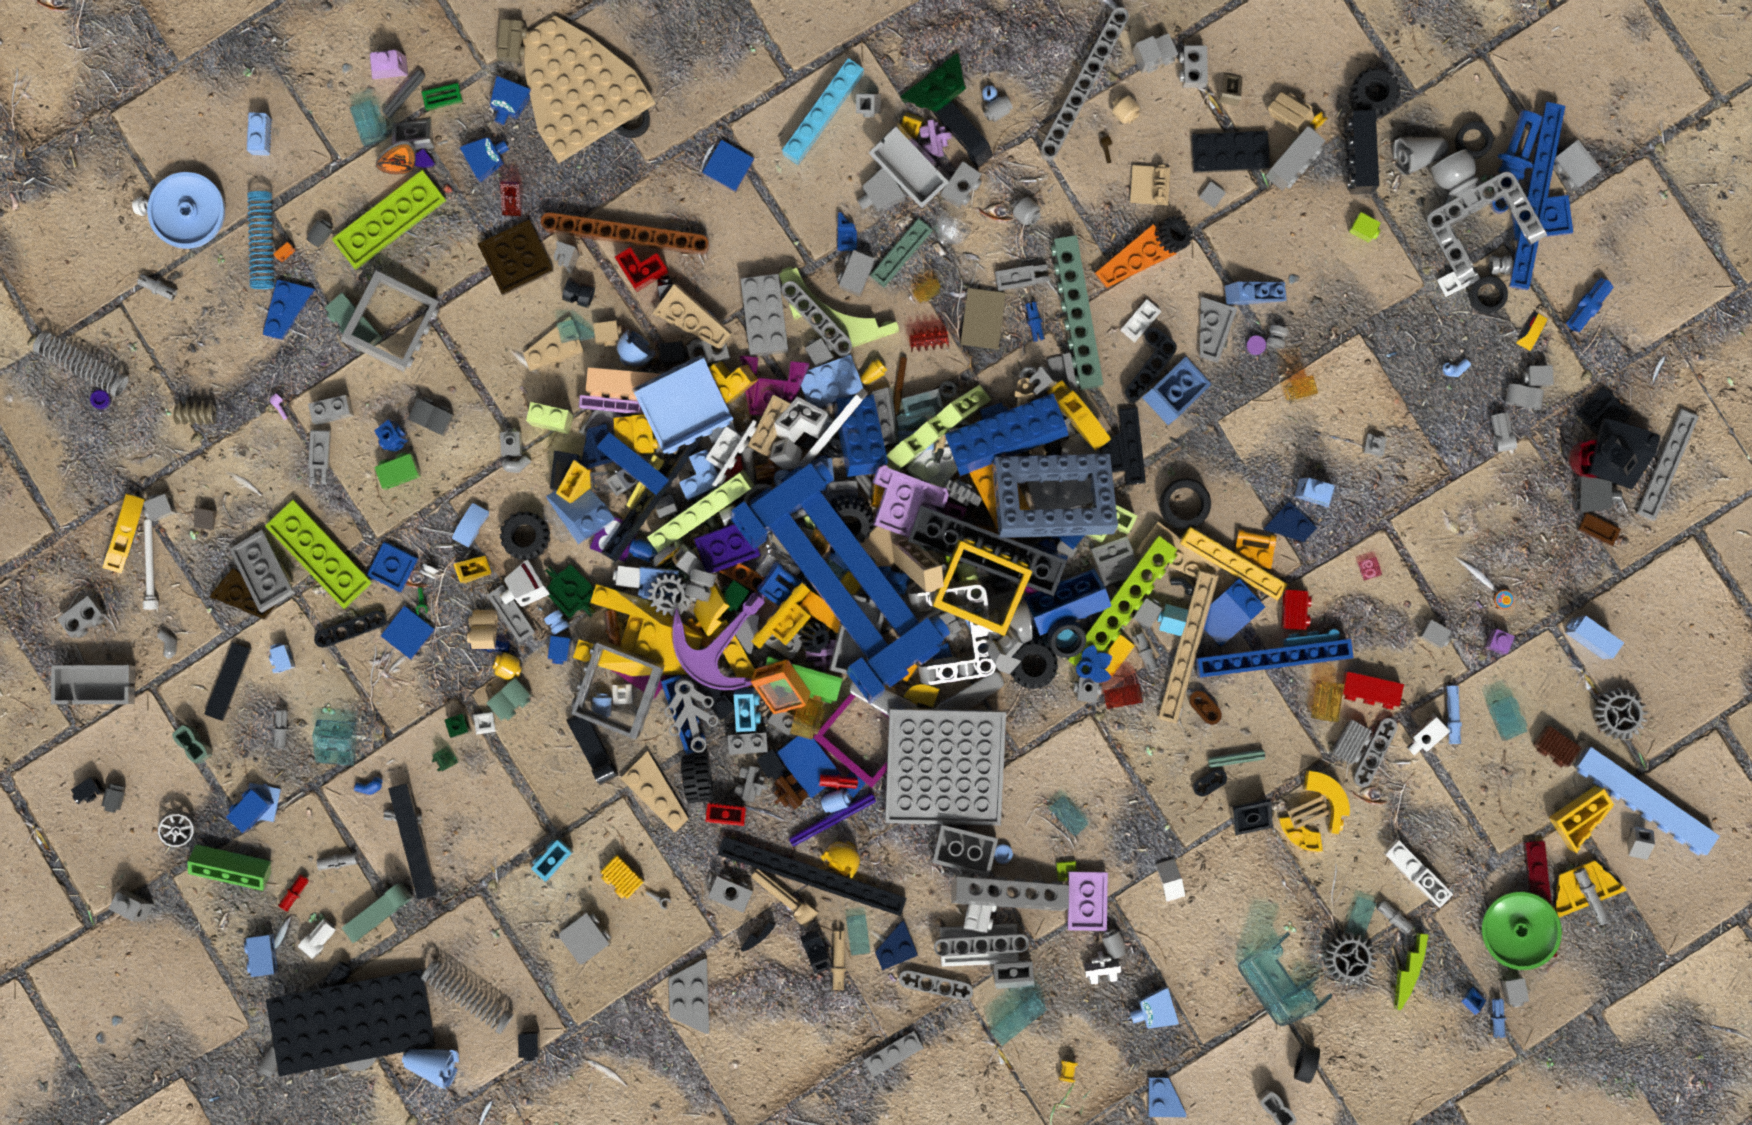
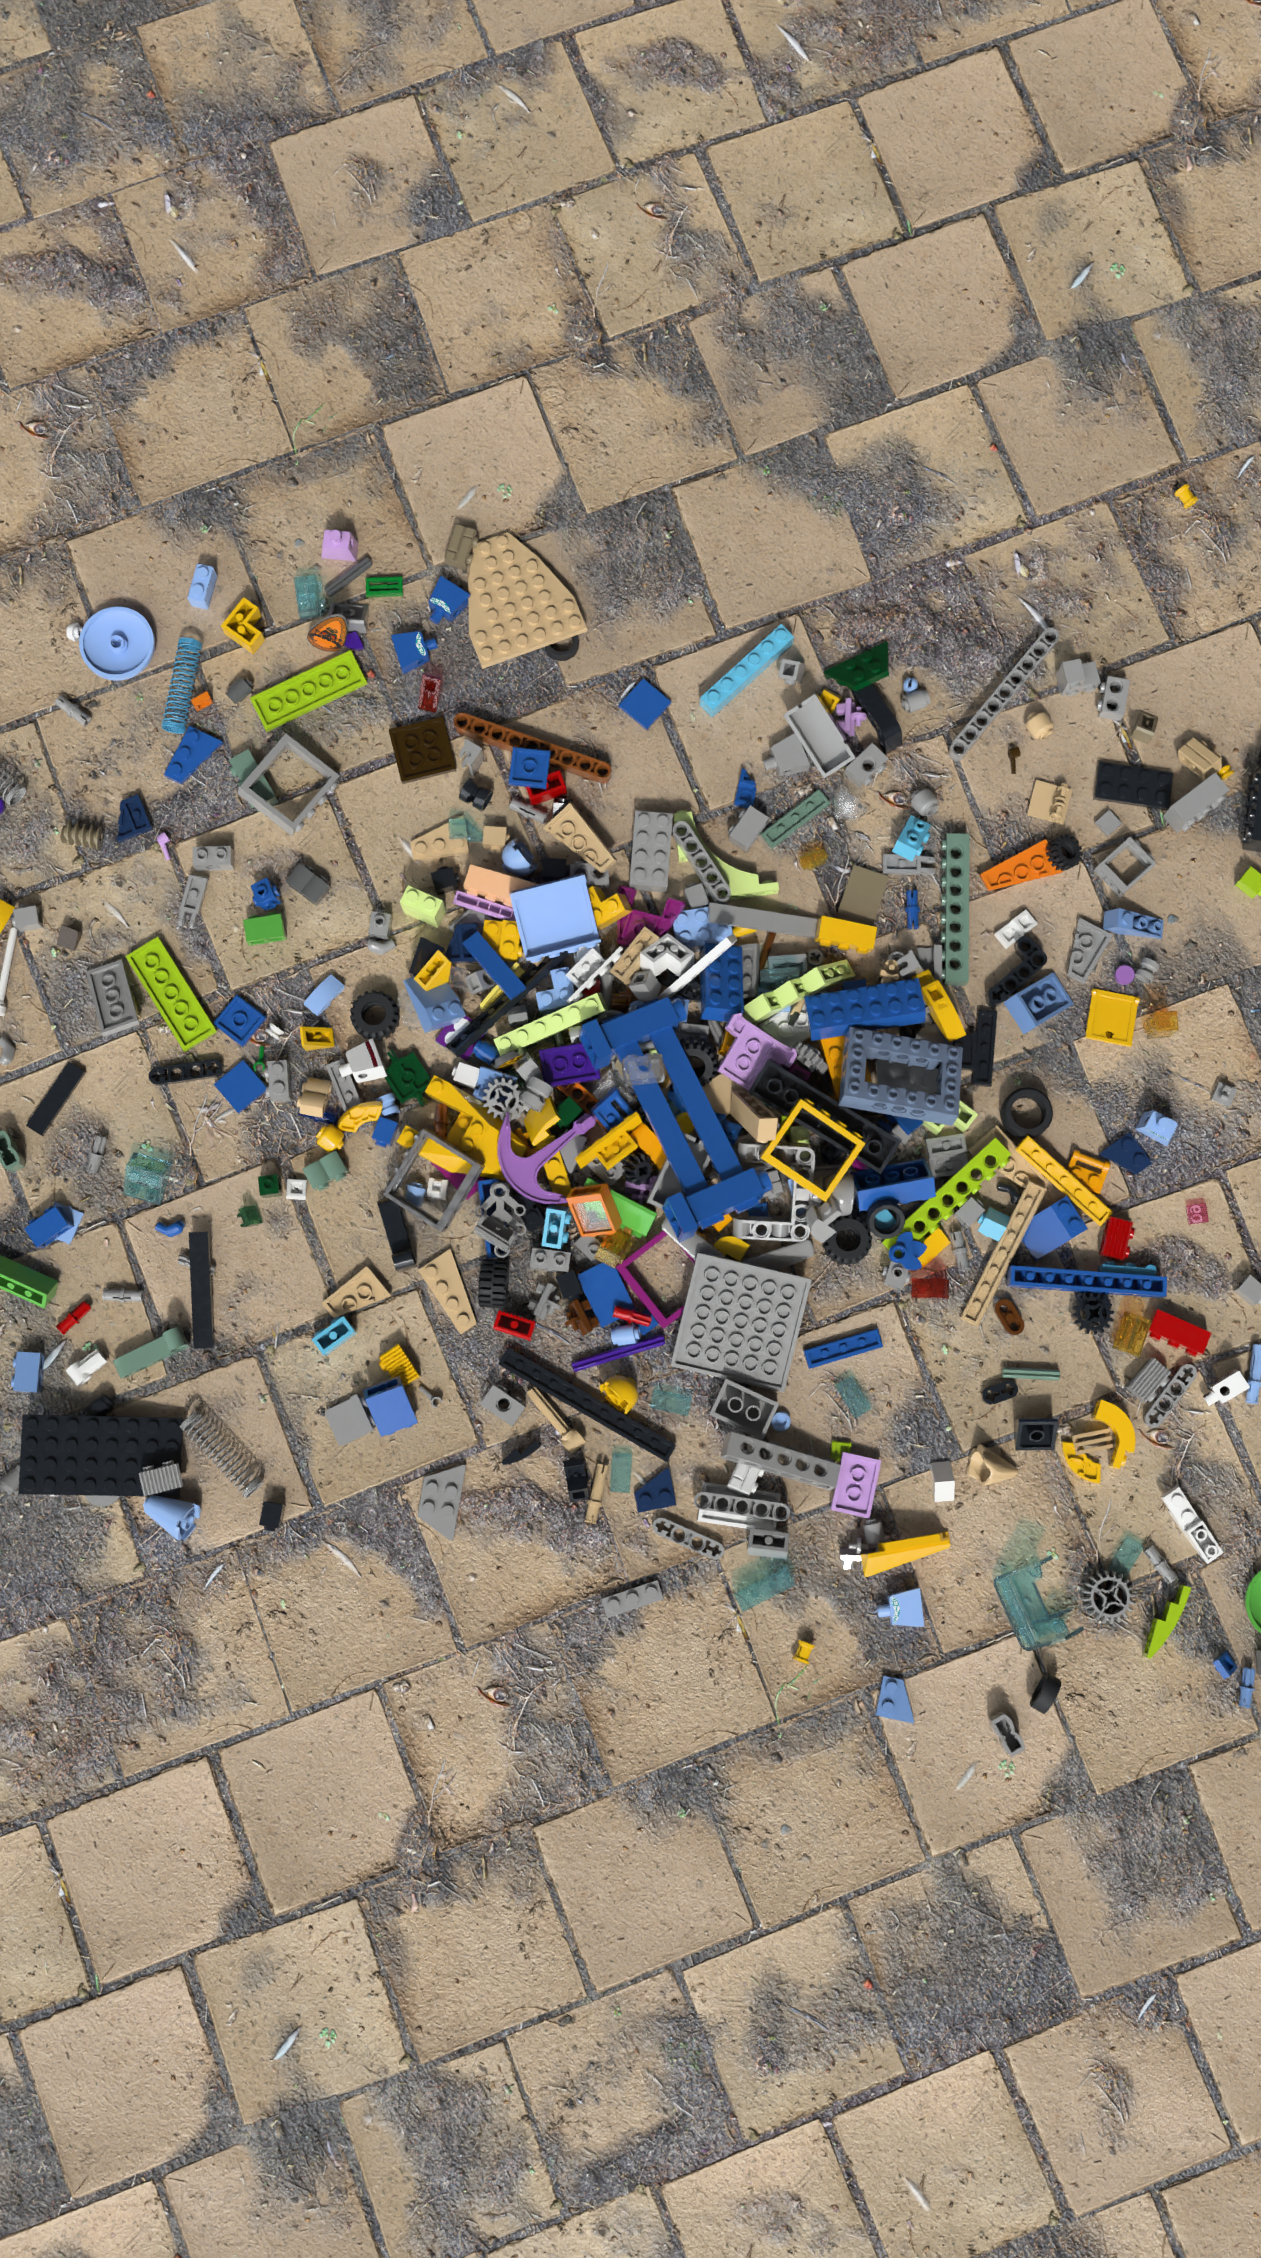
camera: 10 degrees right, 5 degrees down
(235, 593) = (82, 1015): dark brown wing -> none
(241, 386) = (132, 819): none -> dark blue wing
(281, 658) = (112, 1086): light blue brick -> none
(306, 168) = (240, 626): none -> yellow brick
(413, 1033) = (161, 1479): none -> light grey brick
(444, 619) = (279, 1081): none -> light grey brick
(530, 638) = (359, 1114): none -> yellow tile
(565, 813) = (356, 1293): none -> tan wing
(566, 385) = (445, 880): none -> black brick
(621, 917) = (390, 1406): none -> brick
(626, 256) = (529, 767): none -> blue tile
(634, 298) = (528, 810): none -> light grey pin
(688, 730) = (495, 1233): none -> light grey hinge
(793, 550) = (634, 1076): none -> clear brick
(888, 364) = (762, 920): none -> light grey tile
(892, 857) = (671, 1402): none -> clear light blue tile
(928, 338) = (806, 904): clear red piece -> none
(973, 361) = (845, 934): none -> yellow brick
(1020, 250) = (911, 838): none -> medium azure brick
(1050, 770) = (843, 1348): none -> blue tile
(1145, 955) = (903, 1551): none -> yellow wedge
(1213, 857) = (989, 1467): none -> tan hat
(1226, 252) = (1112, 879): none -> light grey window
(1251, 386) = (1112, 1014): none -> yellow container
(1297, 694) = (1099, 1319): none -> black gear

